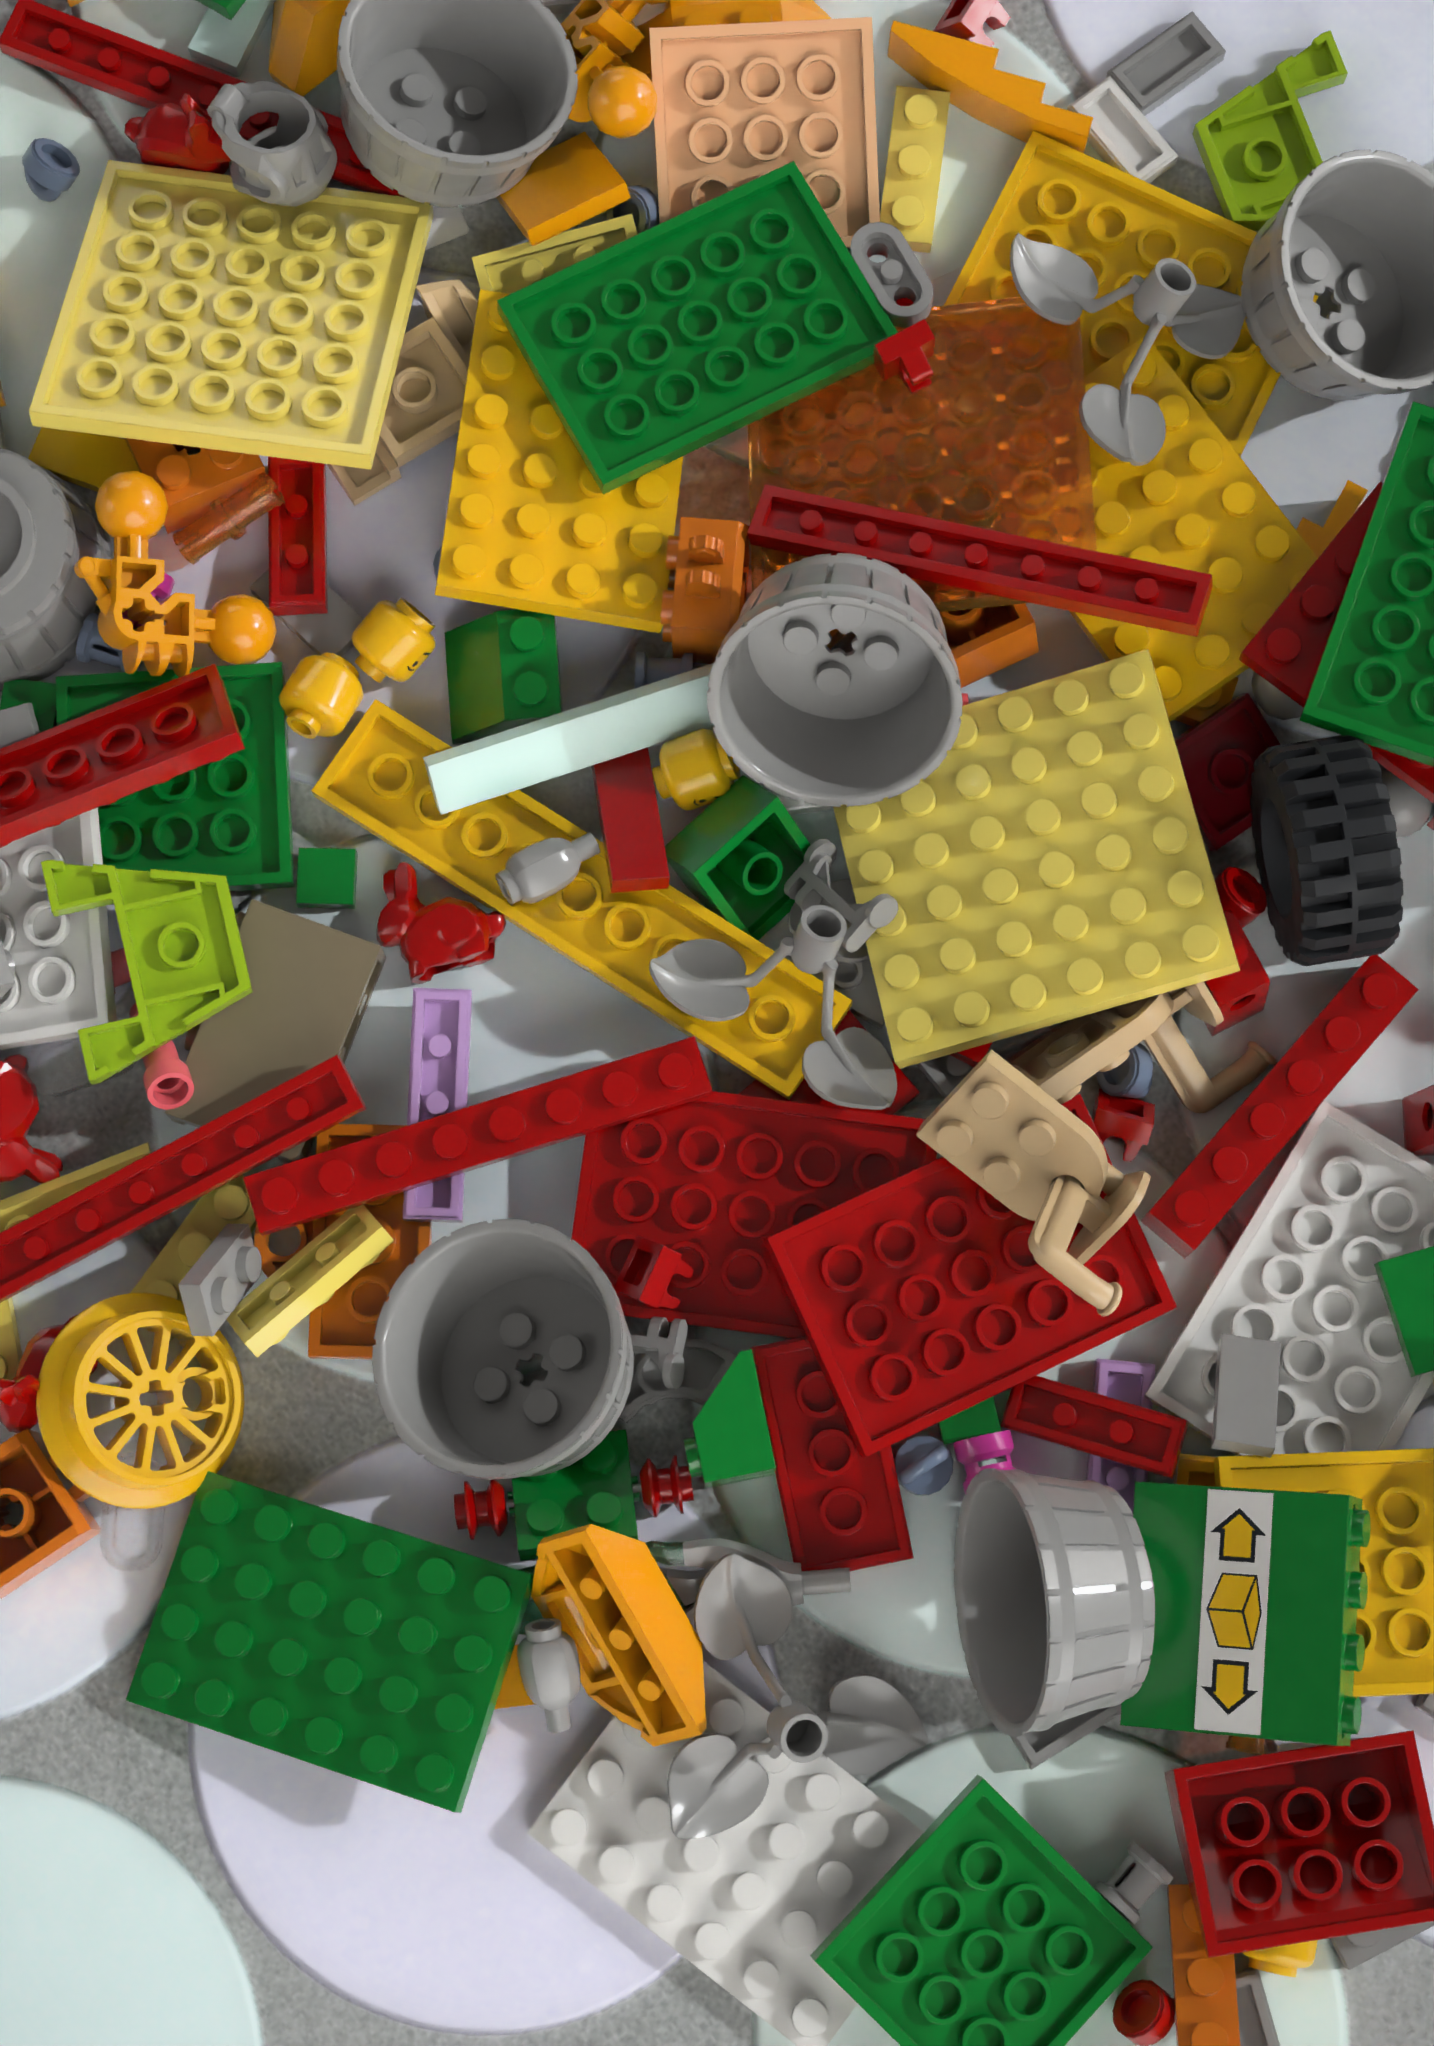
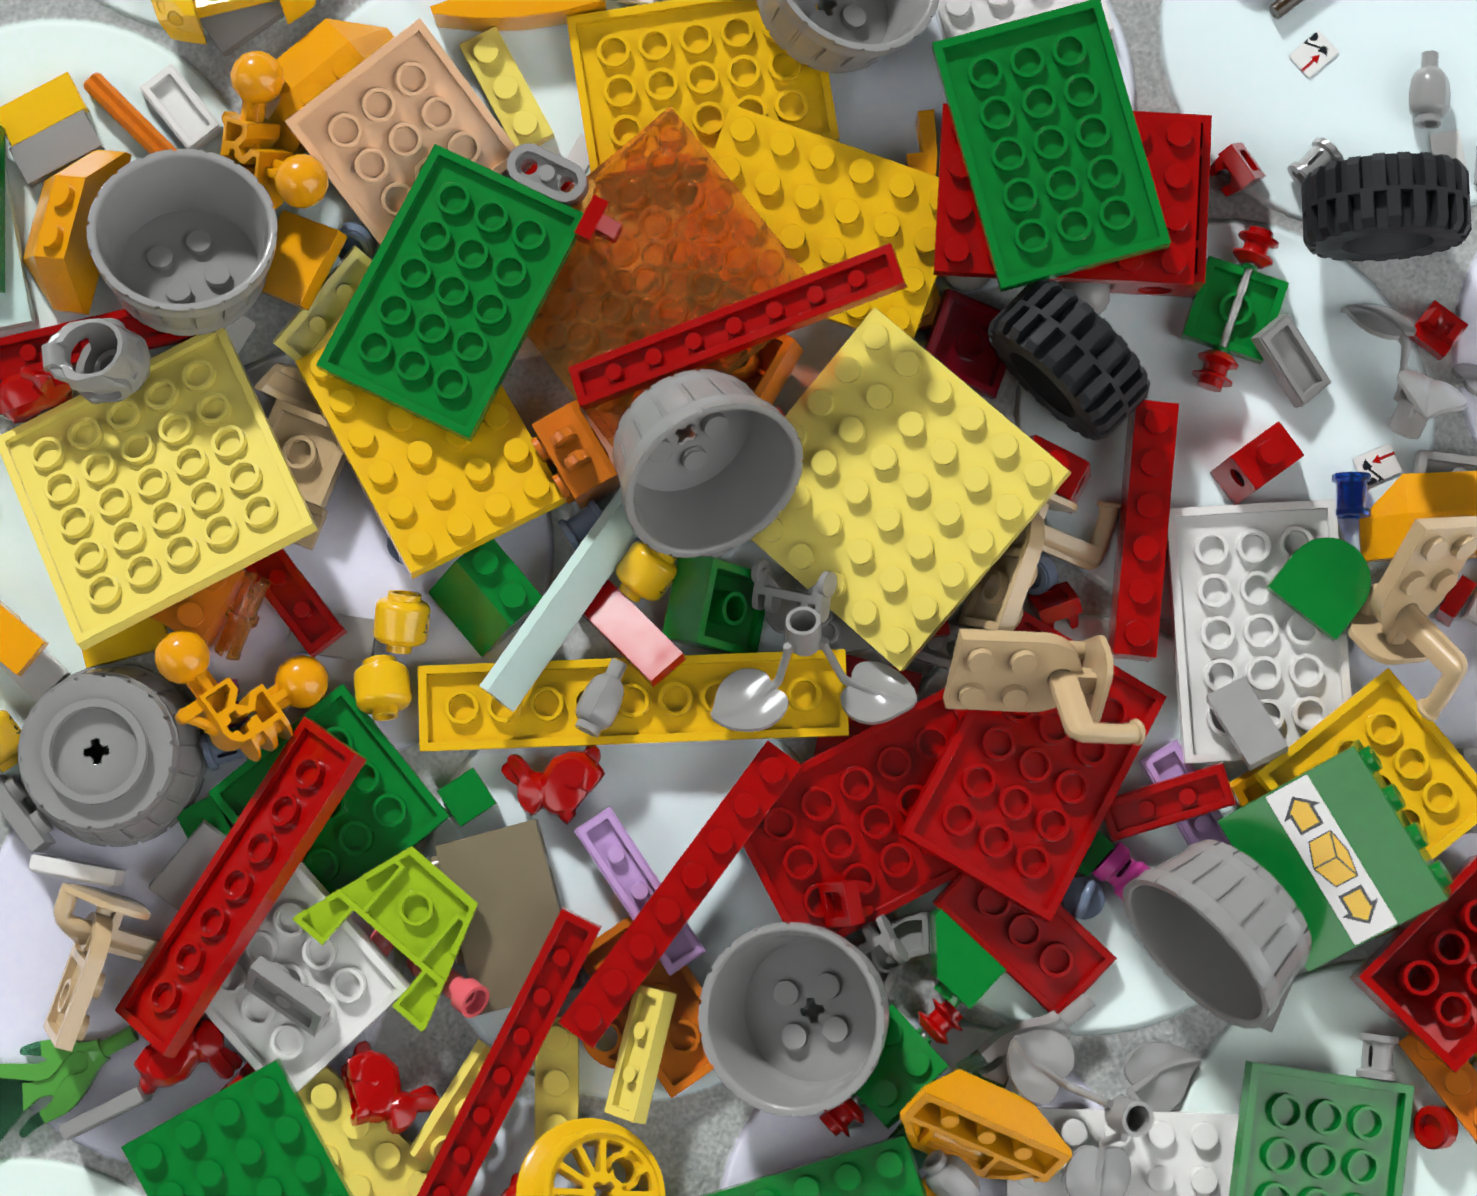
camera: 35 degrees left, 5 degrees up
(220, 1279) = (588, 1092): light grey plate -> none
(1201, 319) = (755, 68): light grey plant -> none
(1241, 894) = (1030, 417): red tile -> none

